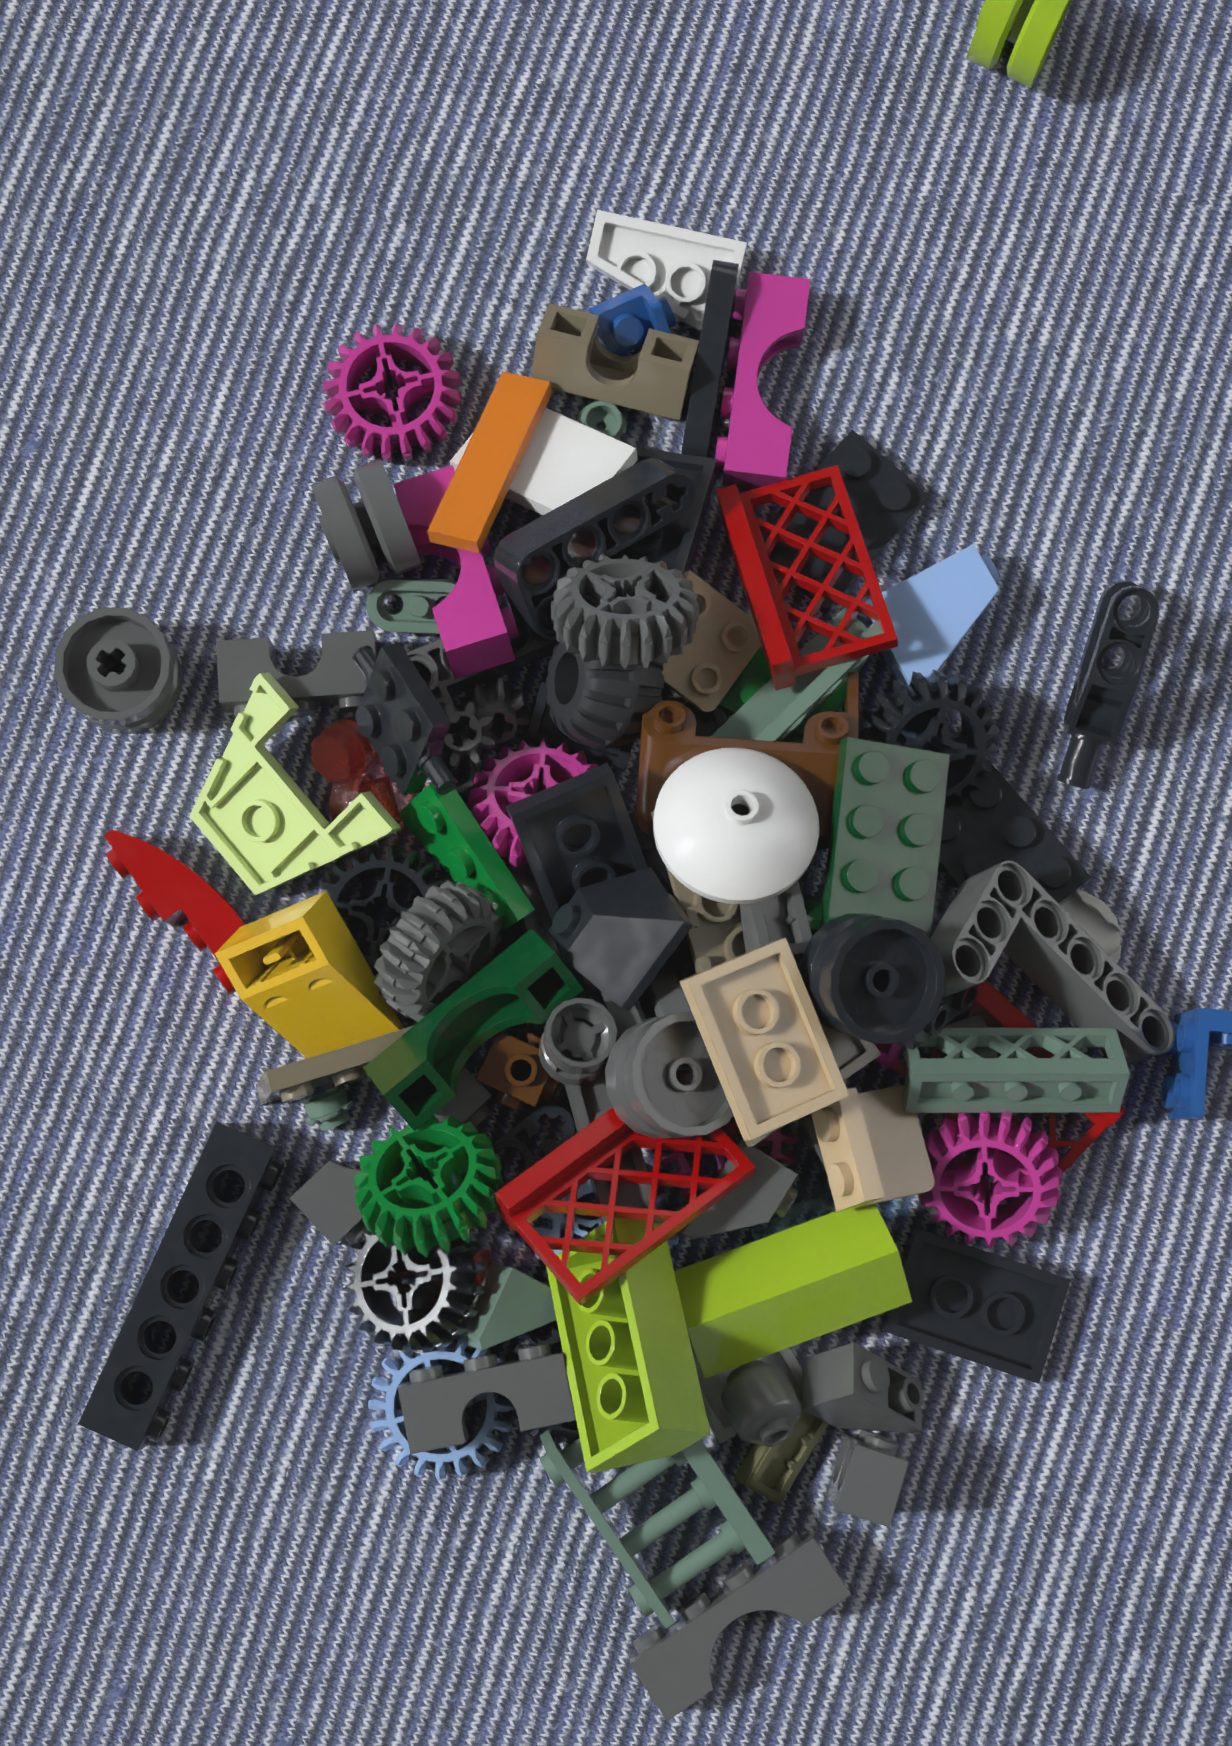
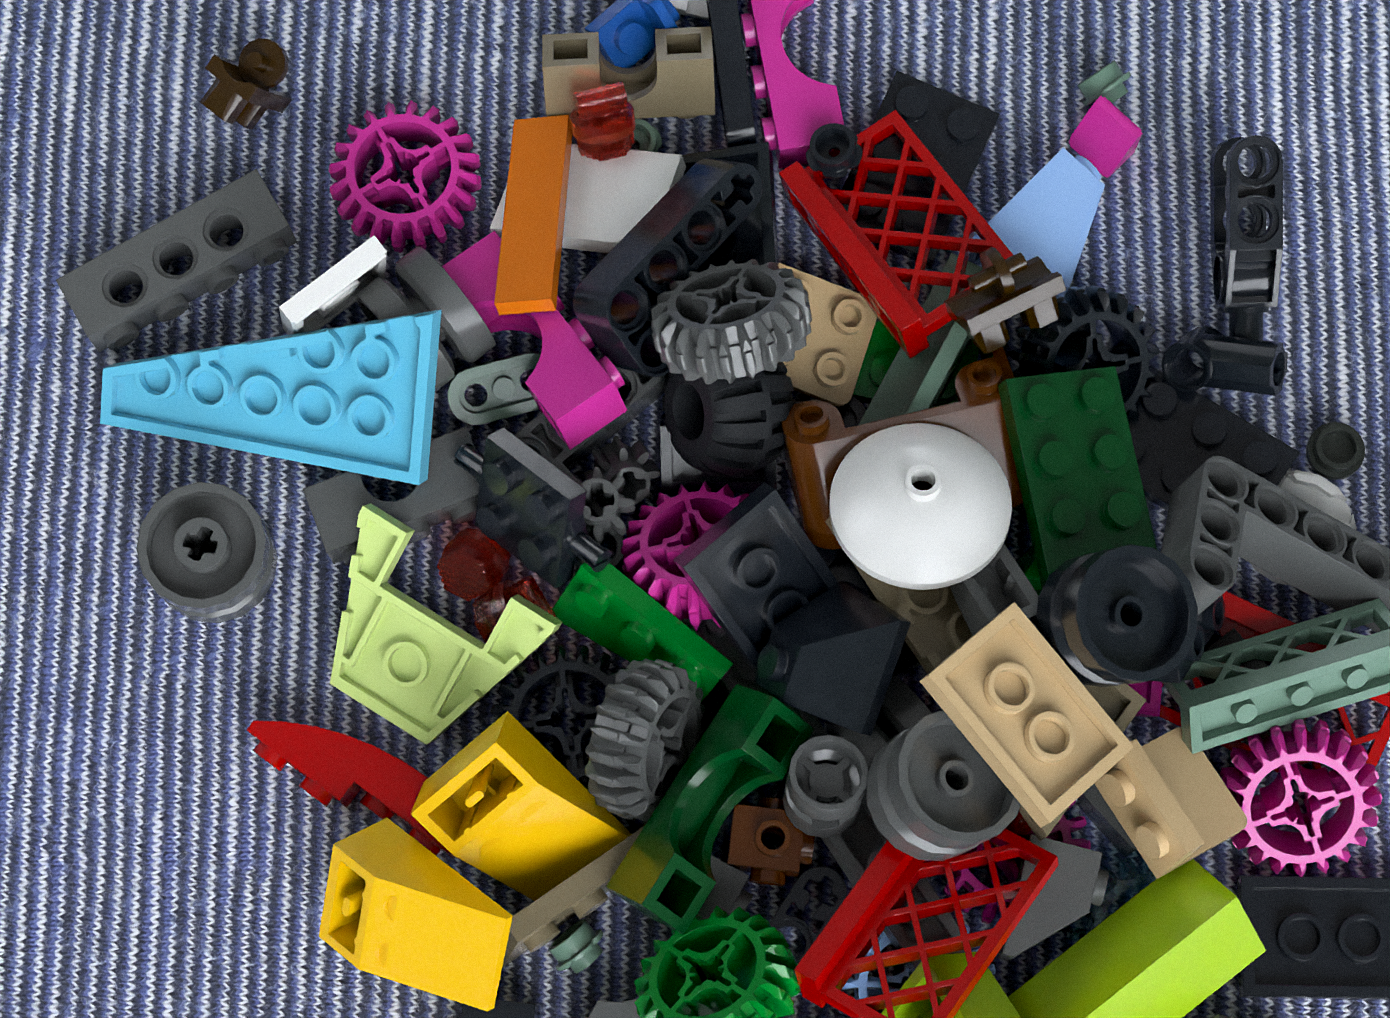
camera: 15 degrees left, 5 degrees down
(94, 408) = (145, 260): none -> dark grey brick
(191, 1040) = (413, 917): none -> yellow slope
(250, 564) = (317, 397): none -> medium azure wing
(276, 270) = (242, 88): none -> dark brown hips
(291, 476) = (334, 289): none -> white tile
(576, 398) = (603, 122): none -> clear red piece
(770, 473) = (834, 137): none -> black plate
(870, 659) = (1002, 292): none -> dark brown hips
(1015, 545) = (1105, 137): none -> dark pink slope
(1030, 499) = (1105, 83): none -> sand green plate
(1052, 779) = (1227, 362): none -> black piece
(1124, 885) = (1335, 451): none -> pearl dark grey plate

